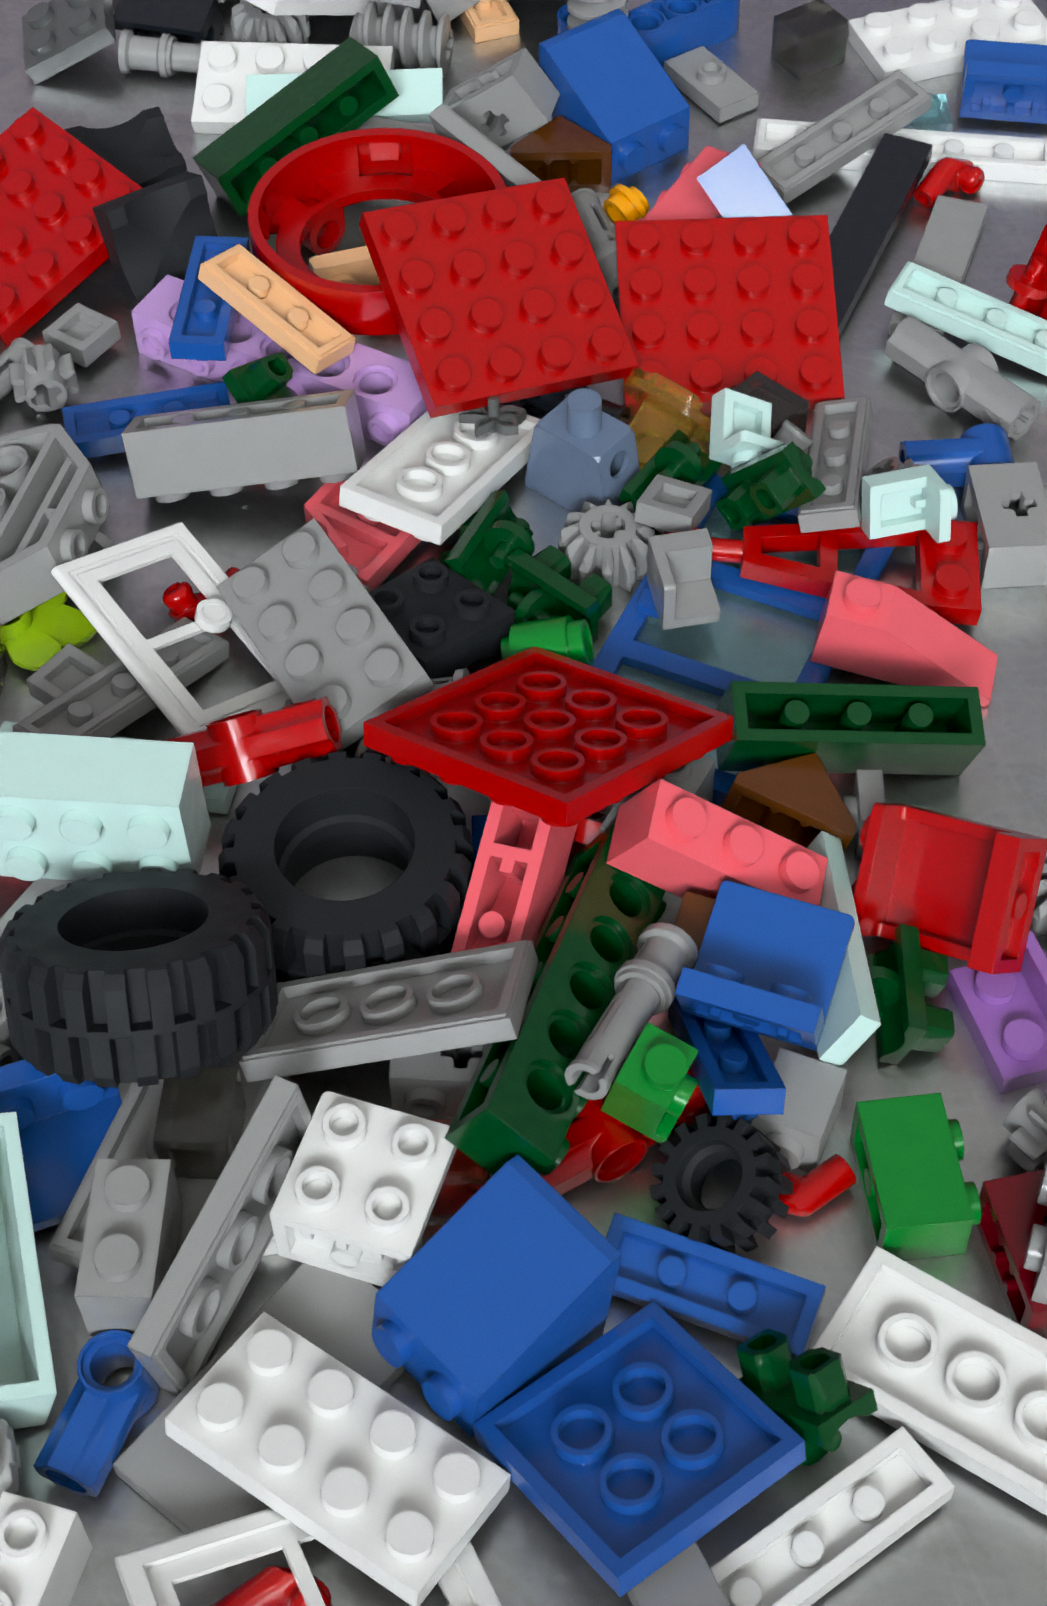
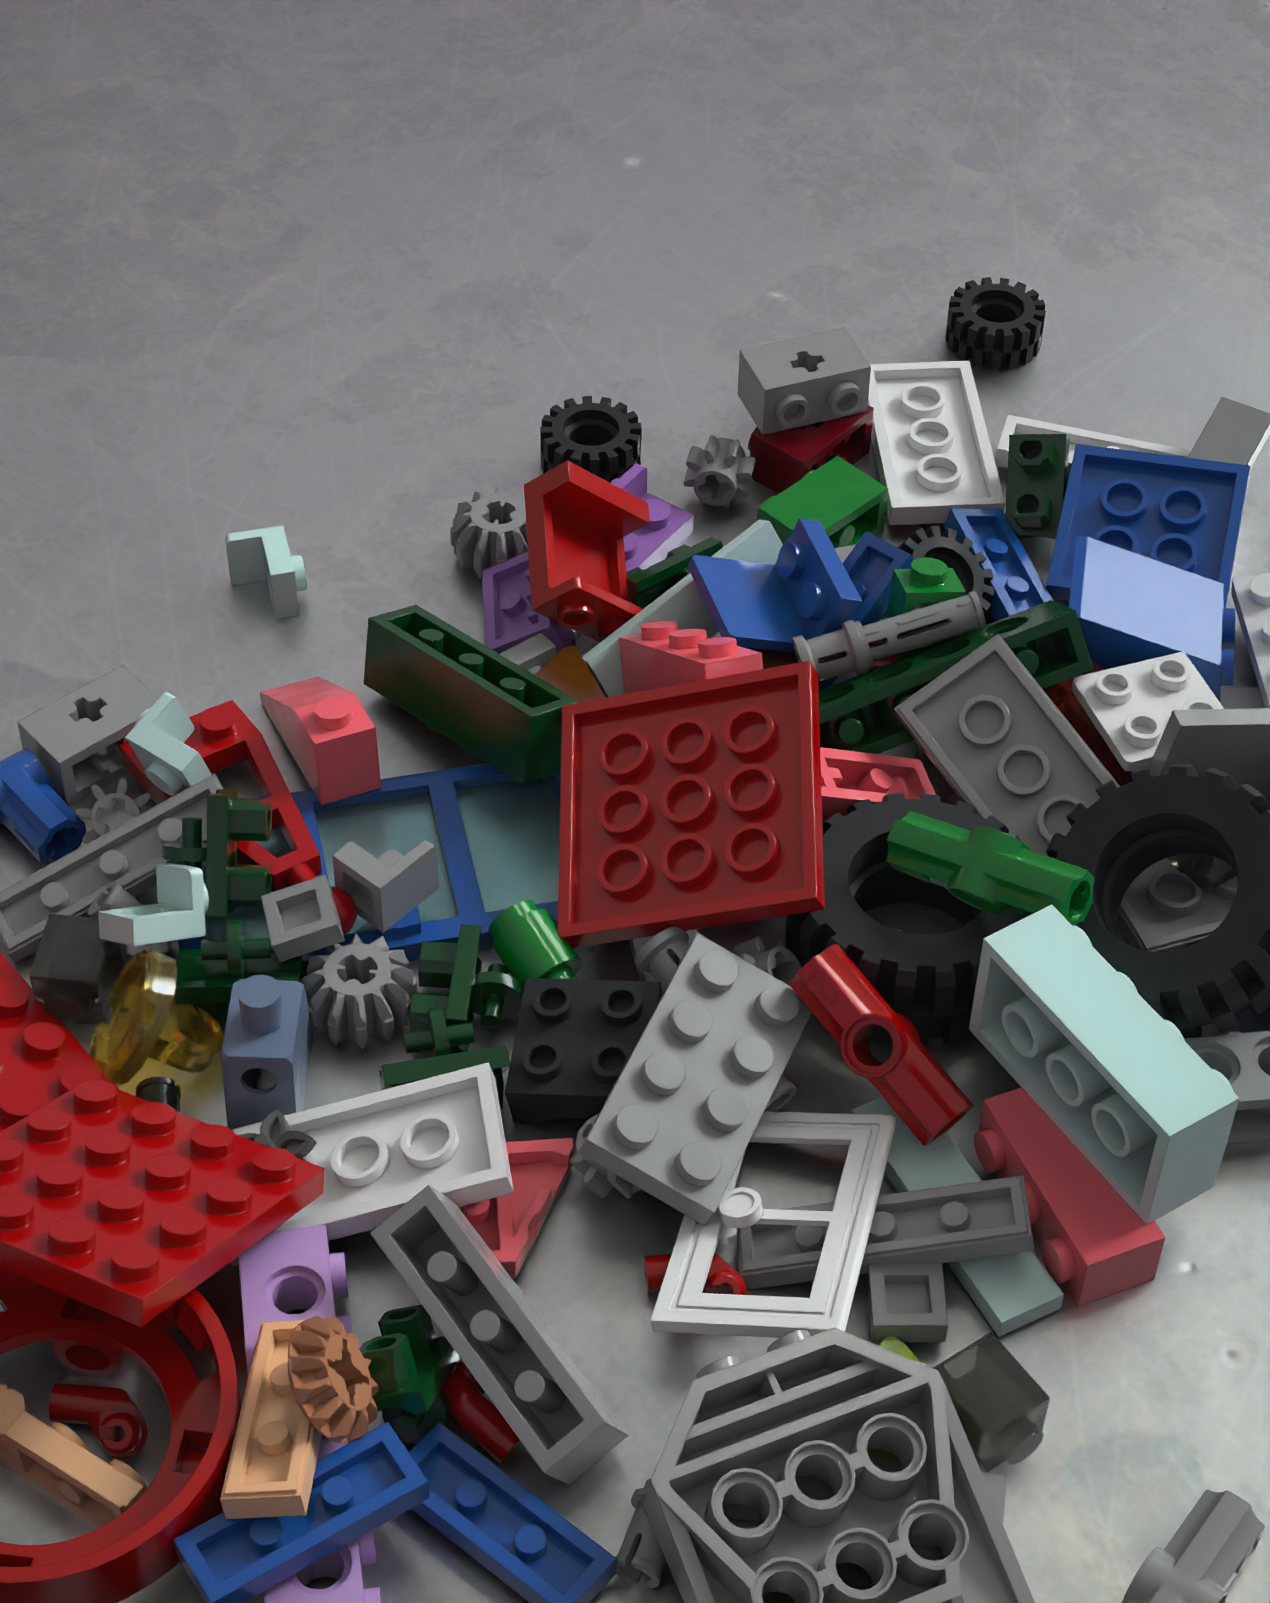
camera: 130 degrees left, 5 degrees down
(238, 842) = (988, 868): none -> green piece
(273, 294) = (331, 1379): none -> nougat gear

